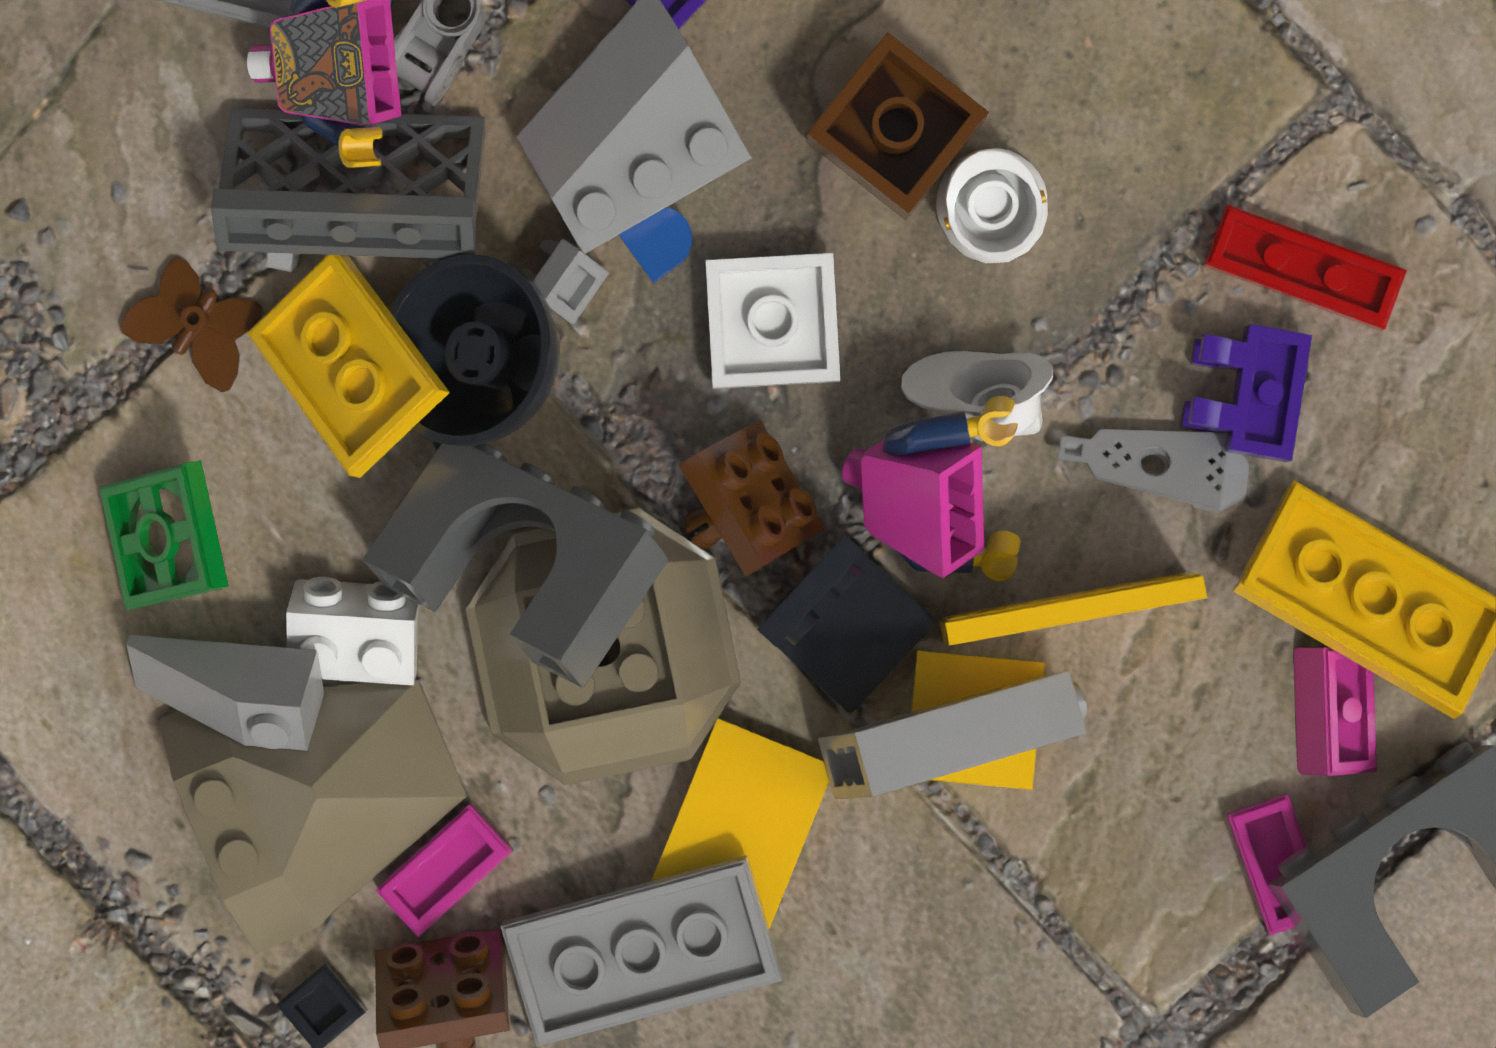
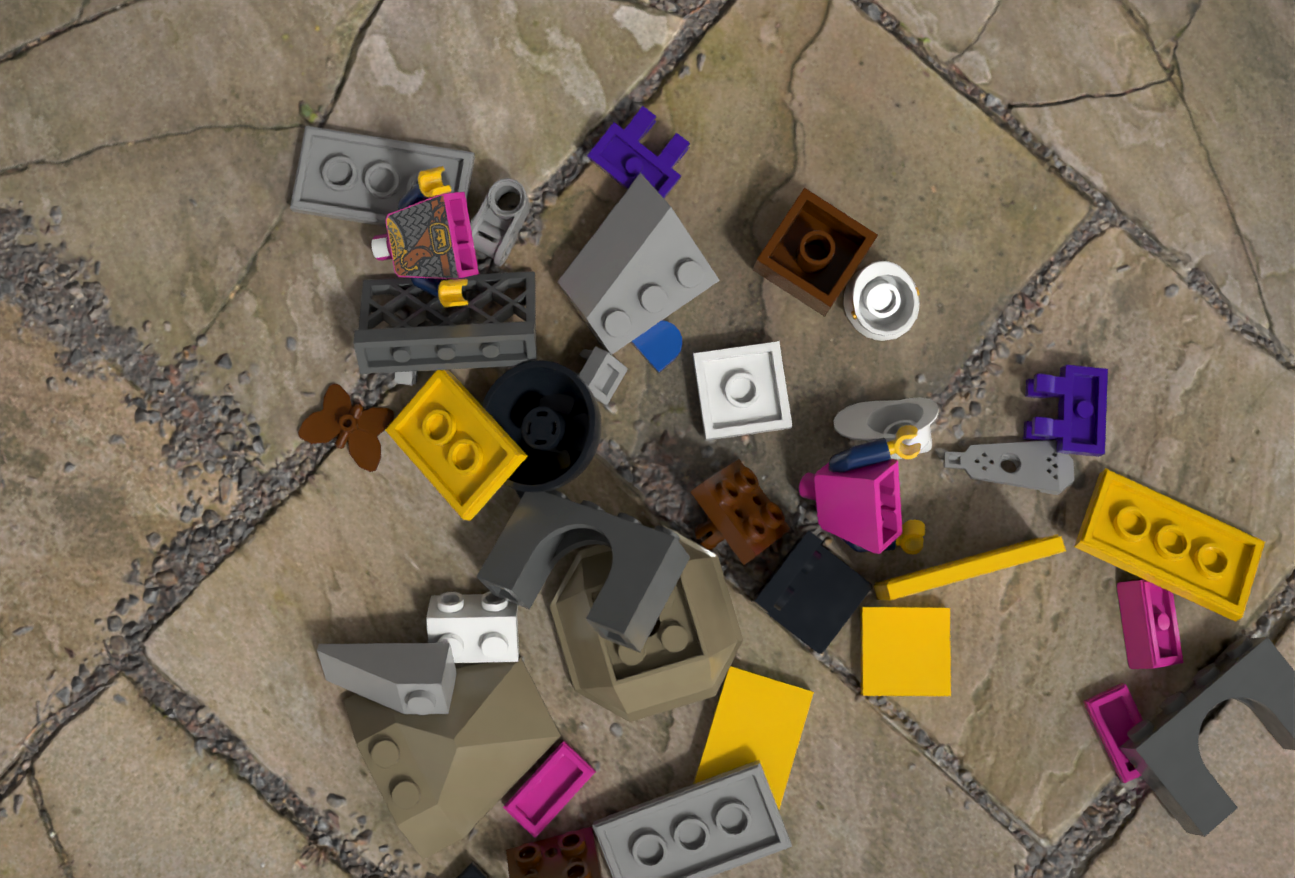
camera: 10 degrees left, 5 degrees down
(132, 541) = (316, 578): green piece -> none
(953, 736) = (894, 664): light grey slope -> none
(1305, 268) = (1095, 325): red tile -> none

